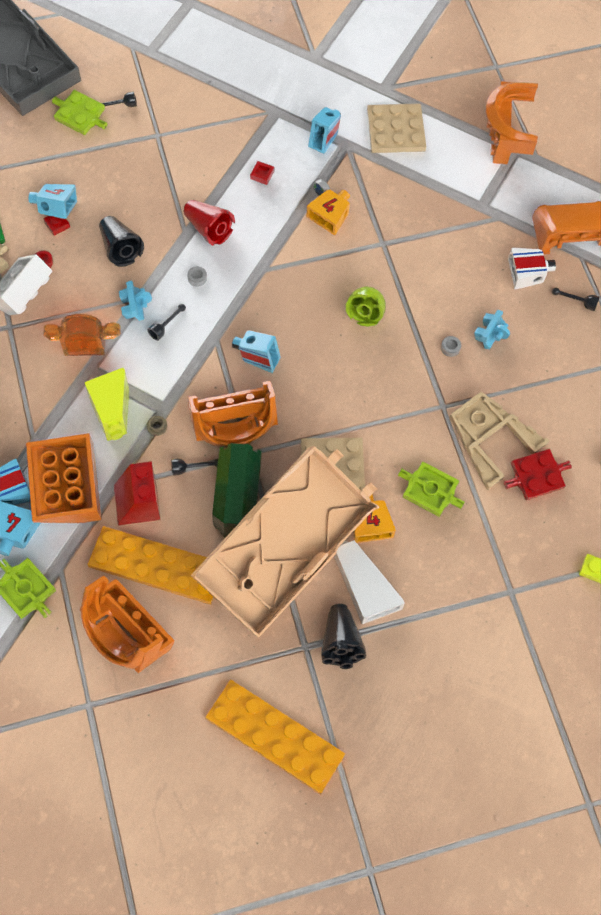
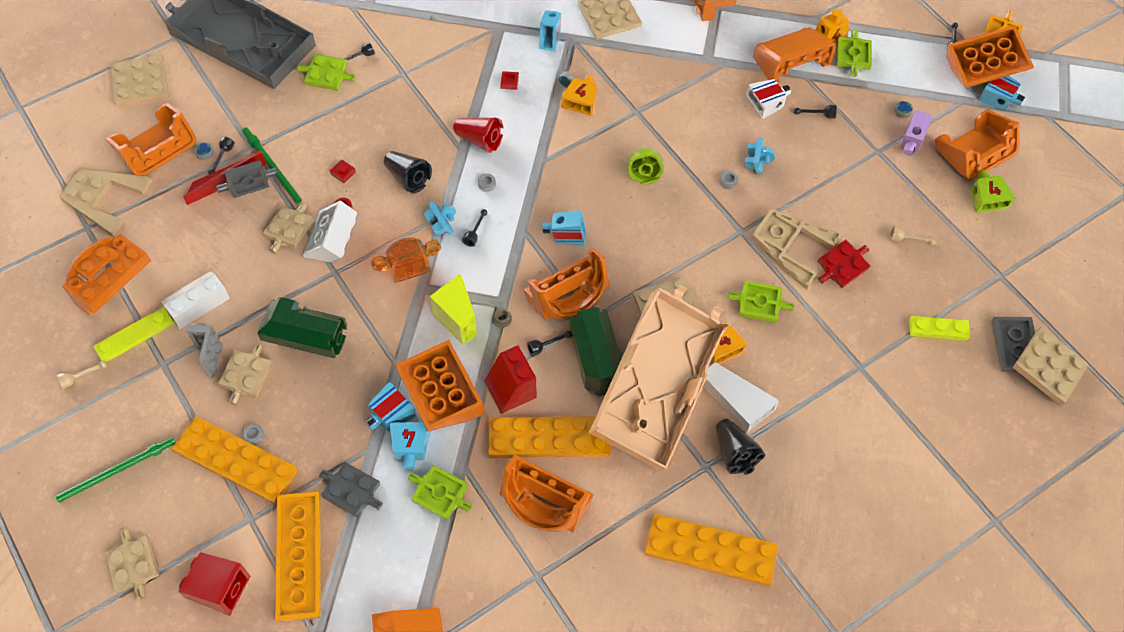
camera: 15 degrees left, 5 degrees down
(55, 199) = (335, 151): medium azure torso -> none

